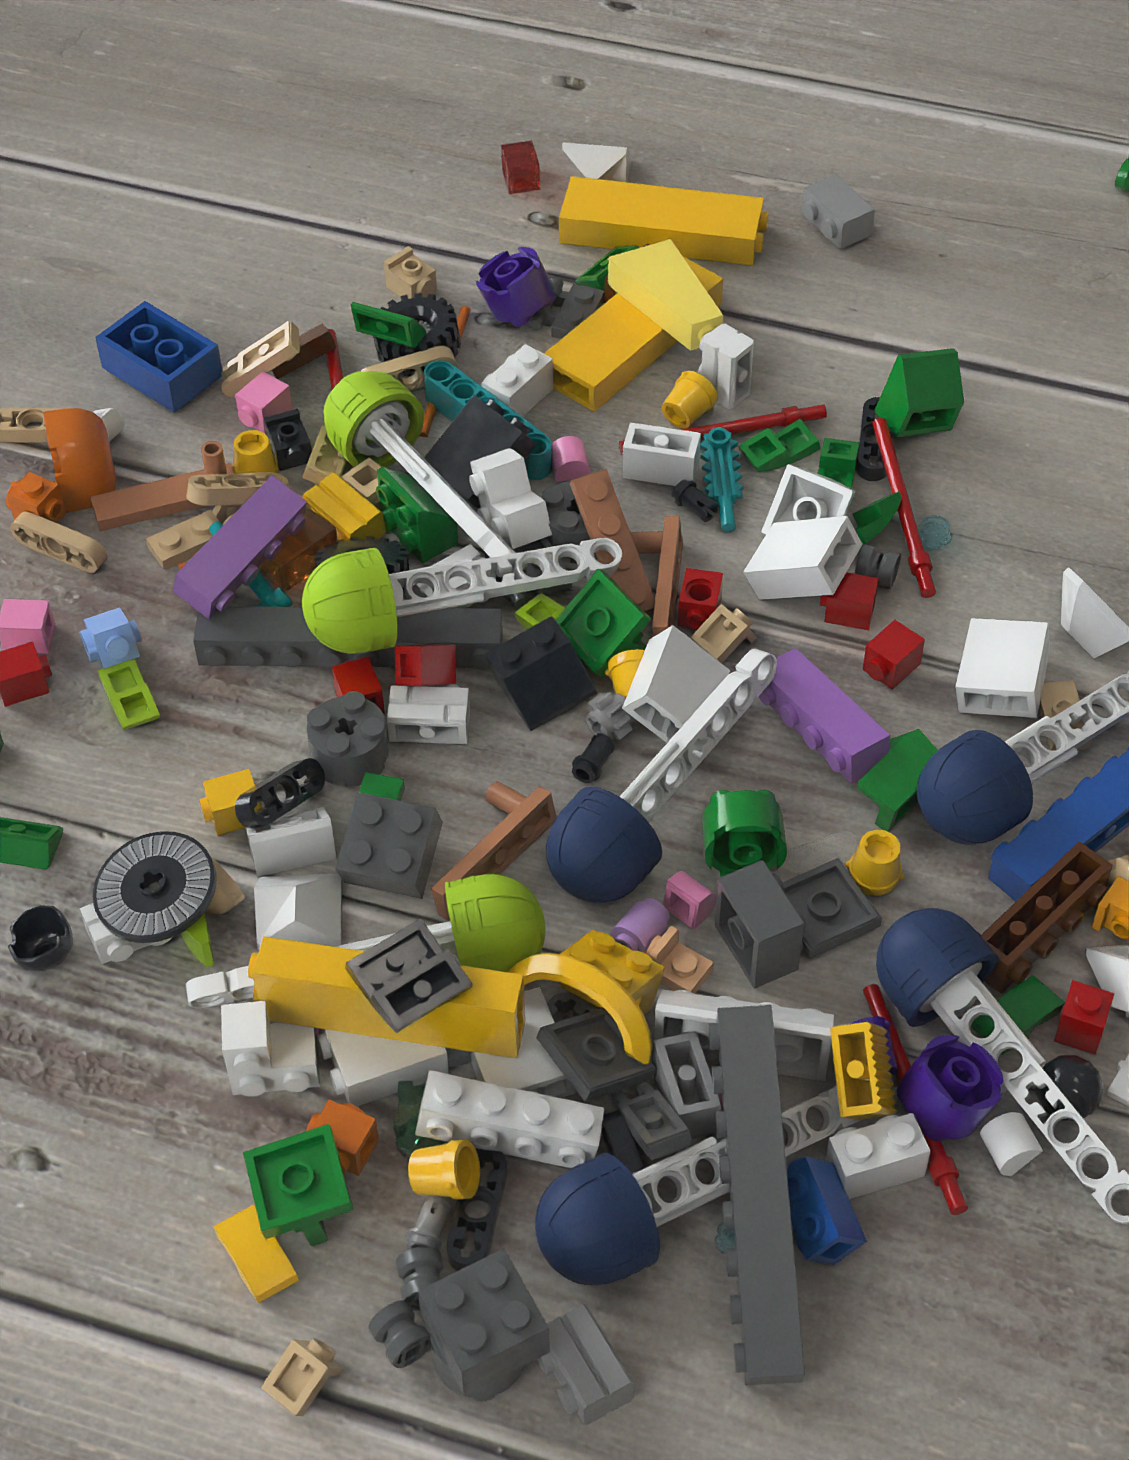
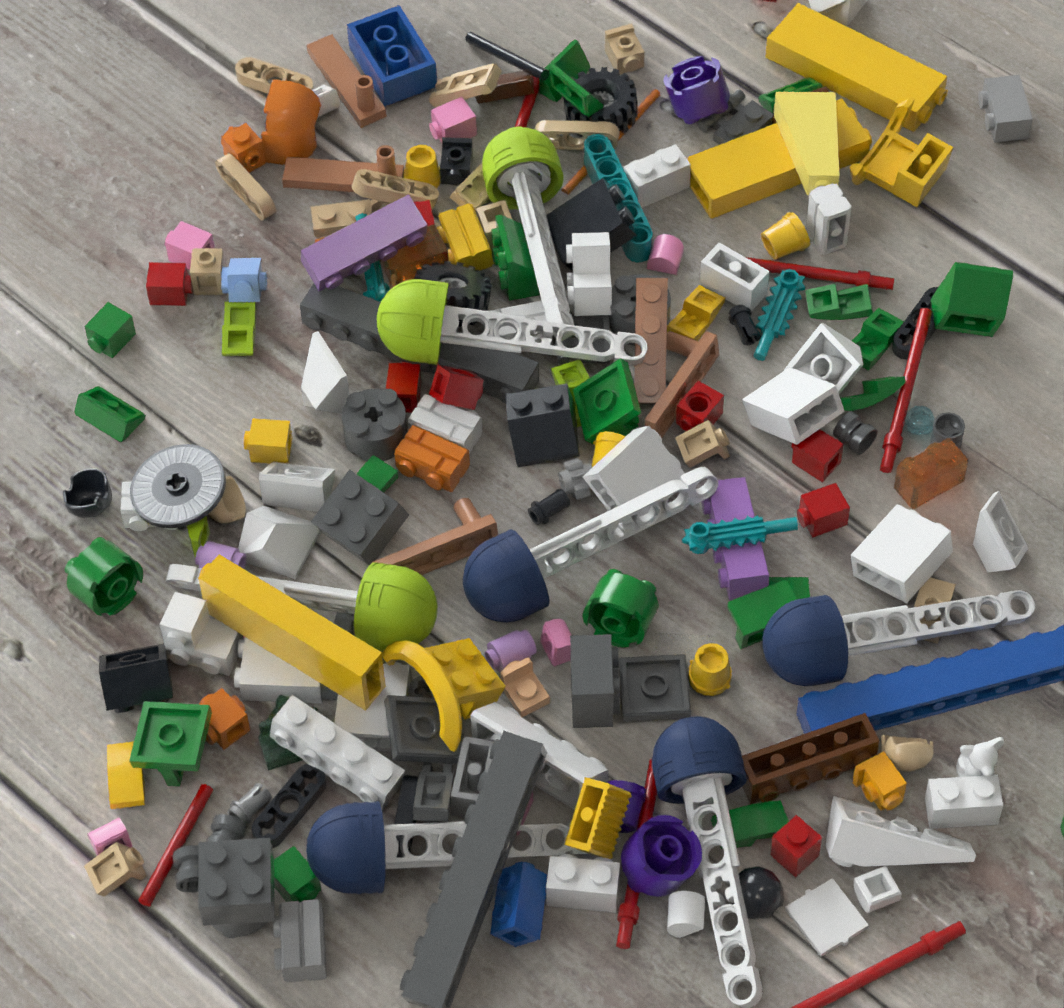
camera: 25 degrees right, 5 degrees up
(62, 643) = (206, 271): none -> tan bracket
(112, 1026) = (103, 577): none -> green brick
(139, 409) = (352, 88): none -> nougat piece
(210, 1130) = (135, 677): none -> black slope
(235, 951) = (210, 551): none -> lavender brick
(266, 792) = (292, 442): black beam -> none
(268, 709) = (324, 380): none -> white slope
(274, 1338) = (109, 834): none -> bright pink brick
(281, 318) = (507, 56): none -> black bar
(346, 332) = (571, 61): none -> green slope
(361, 1315) = (177, 841): none -> red bar
(408, 975) = (299, 621): slope -> none
(433, 754) = (431, 459): none -> orange brick
(445, 1170) = (275, 770): yellow piece -> none
(544, 1285) = (294, 877): none -> green brick
(639, 503) = (697, 313): none -> yellow slope
(767, 296) = (901, 164): none -> yellow piece
(797, 720) = (737, 532): none -> teal piece
(972, 534) = (948, 426): none -> dark grey wheel
(980, 578) = (930, 473): none -> clear orange brick

